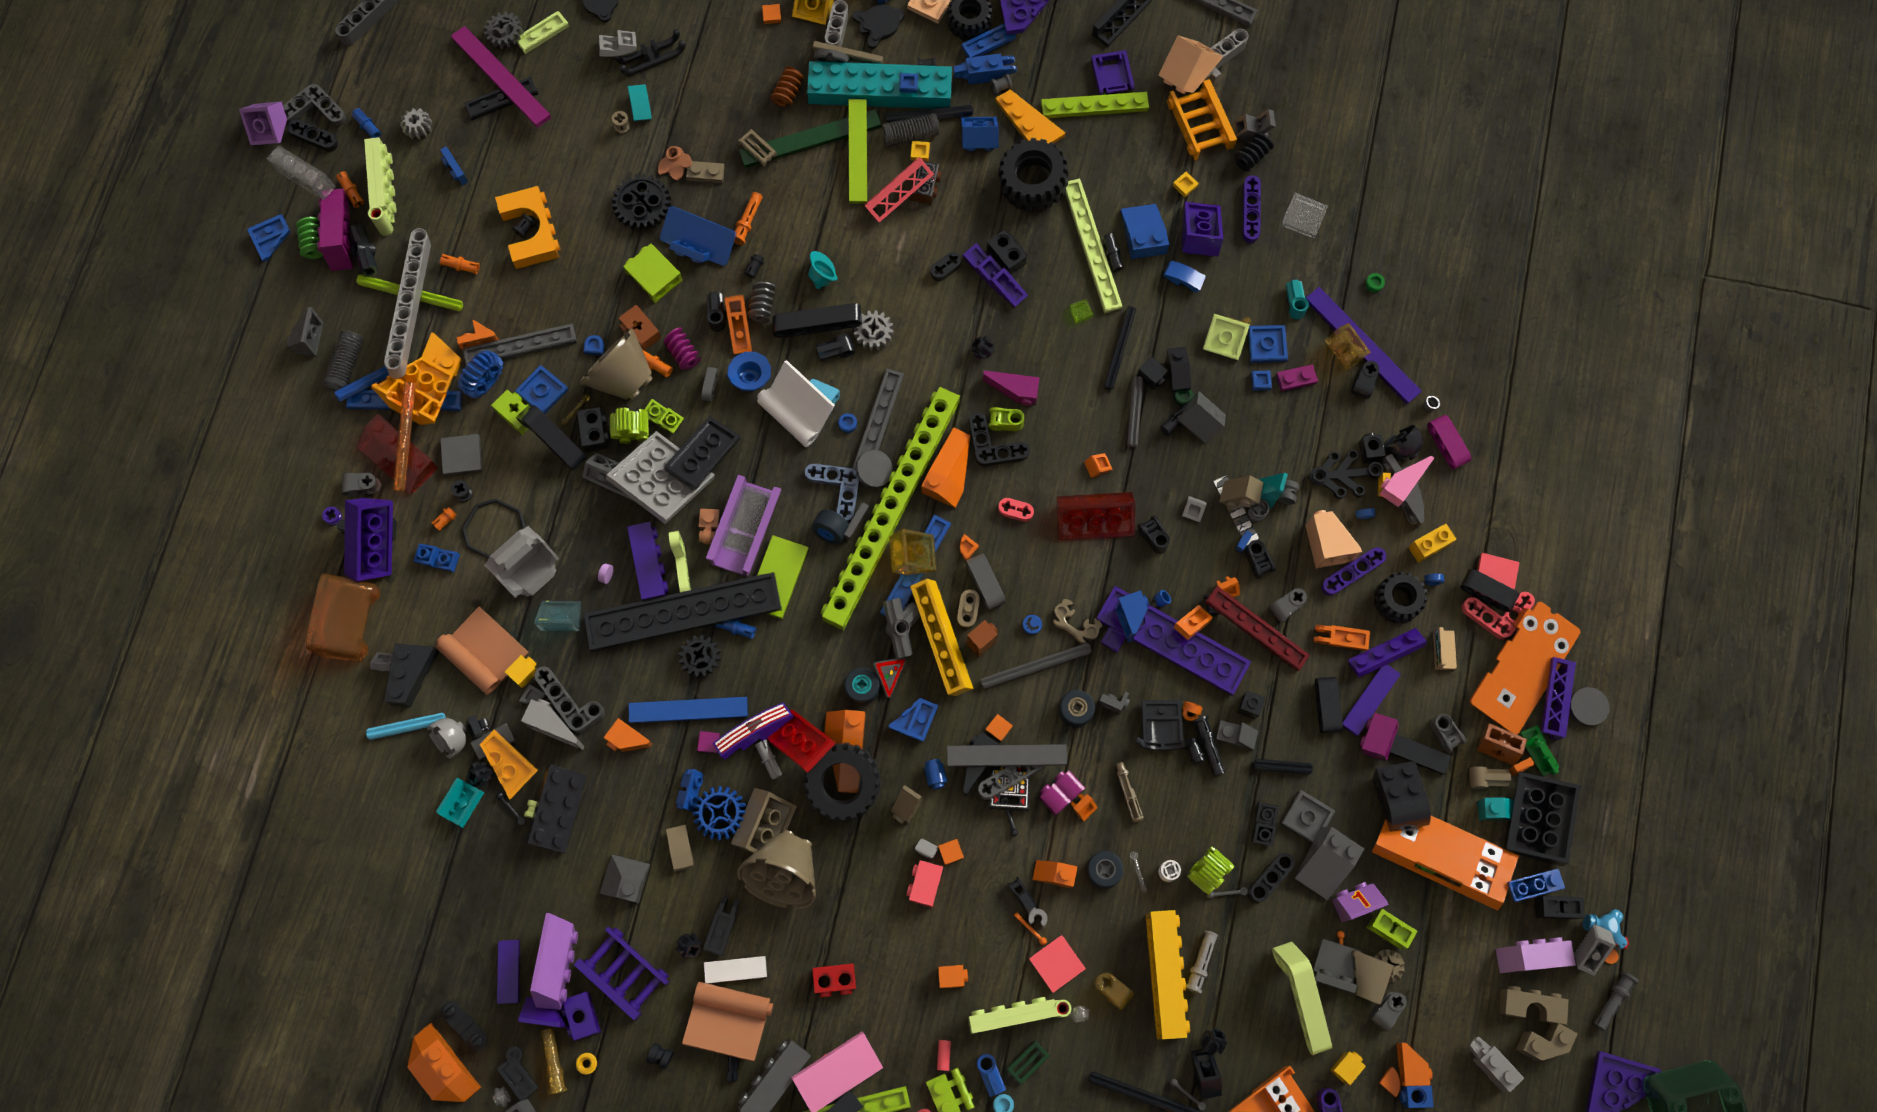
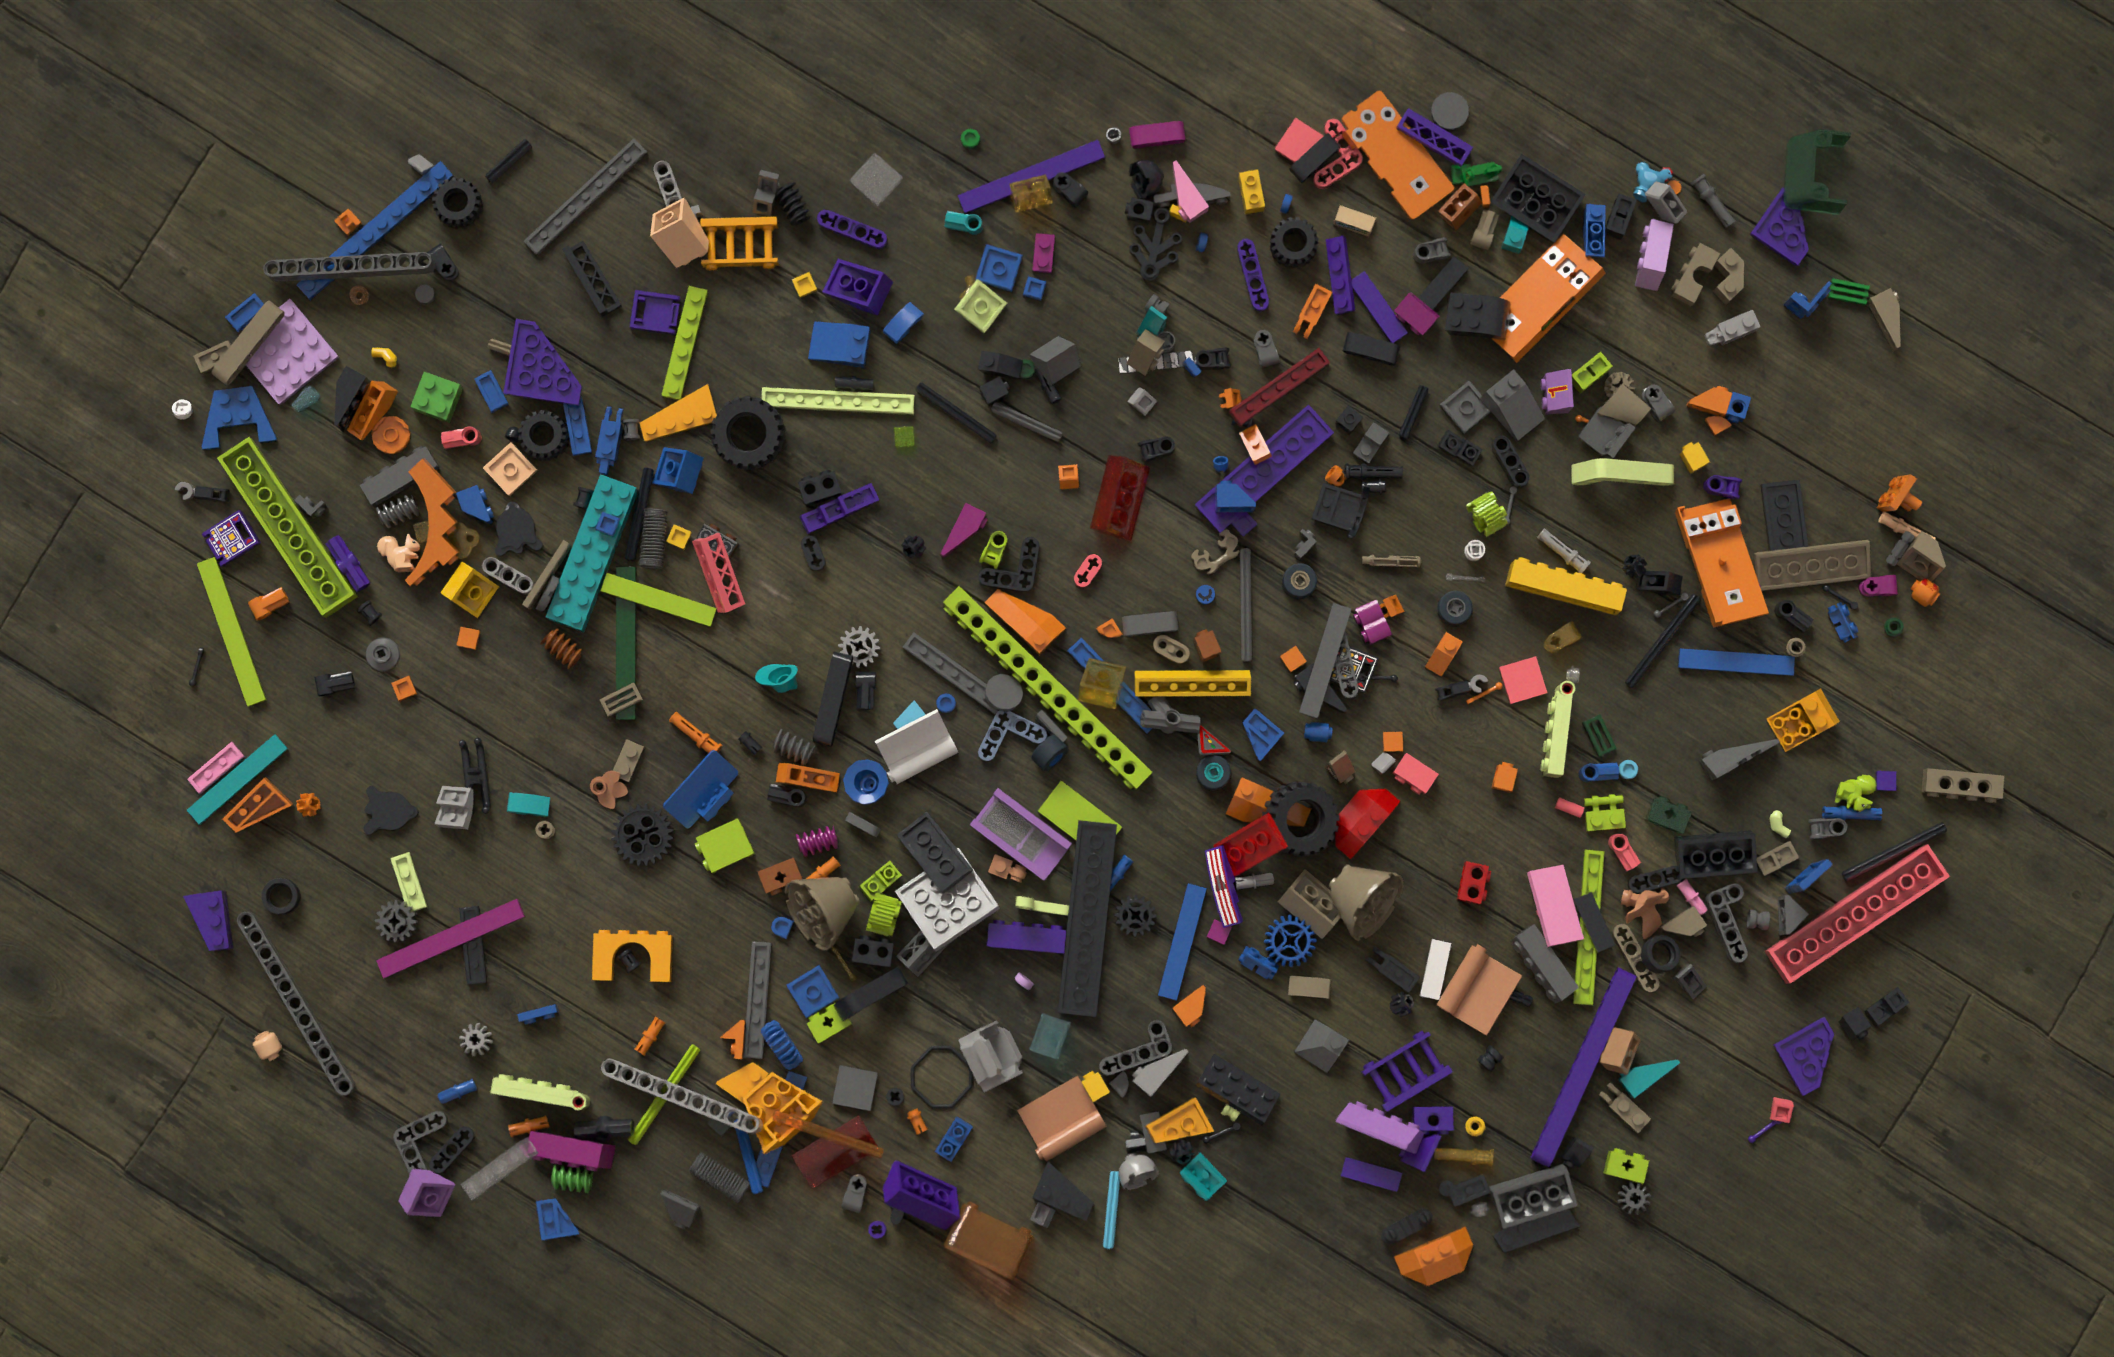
camera: 70 degrees left, 10 degrees up
(865, 846) = (1362, 818): none -> red wedge
(1330, 540) = (1219, 287): light nougat slope -> none

